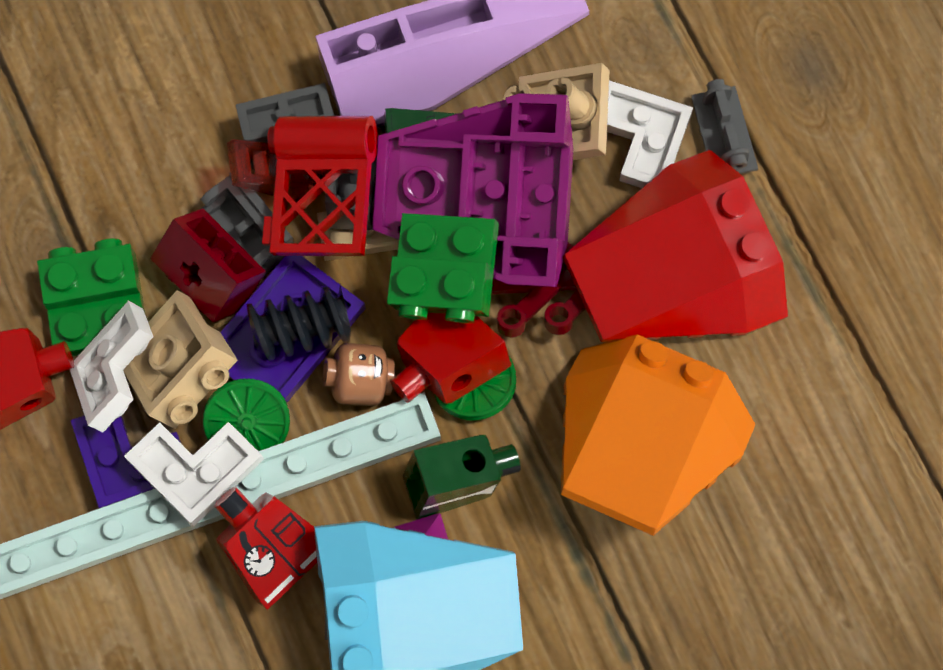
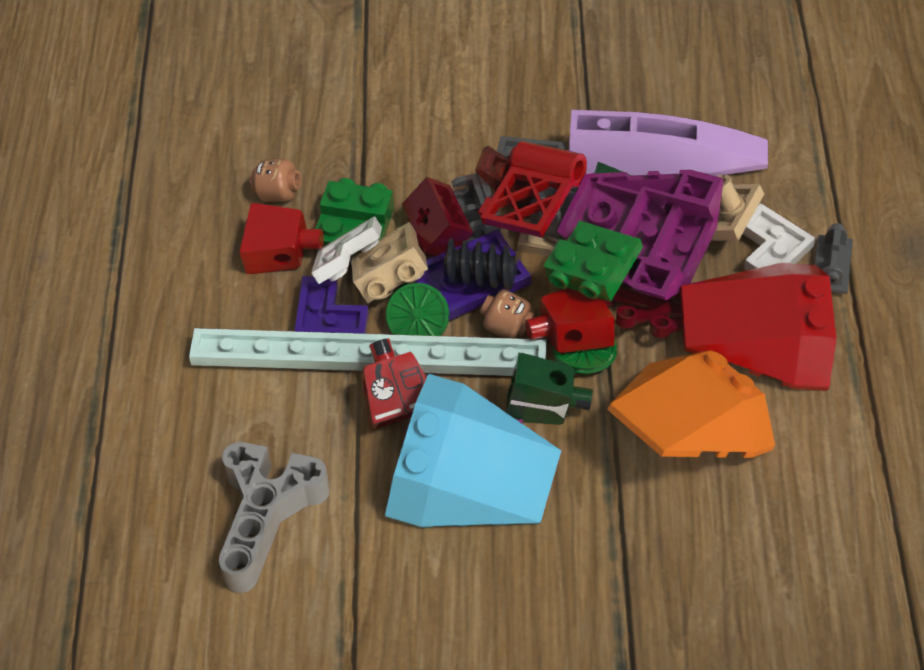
camera: 25 degrees right, 20 degrees down
(196, 480) = (360, 328): white plate -> none

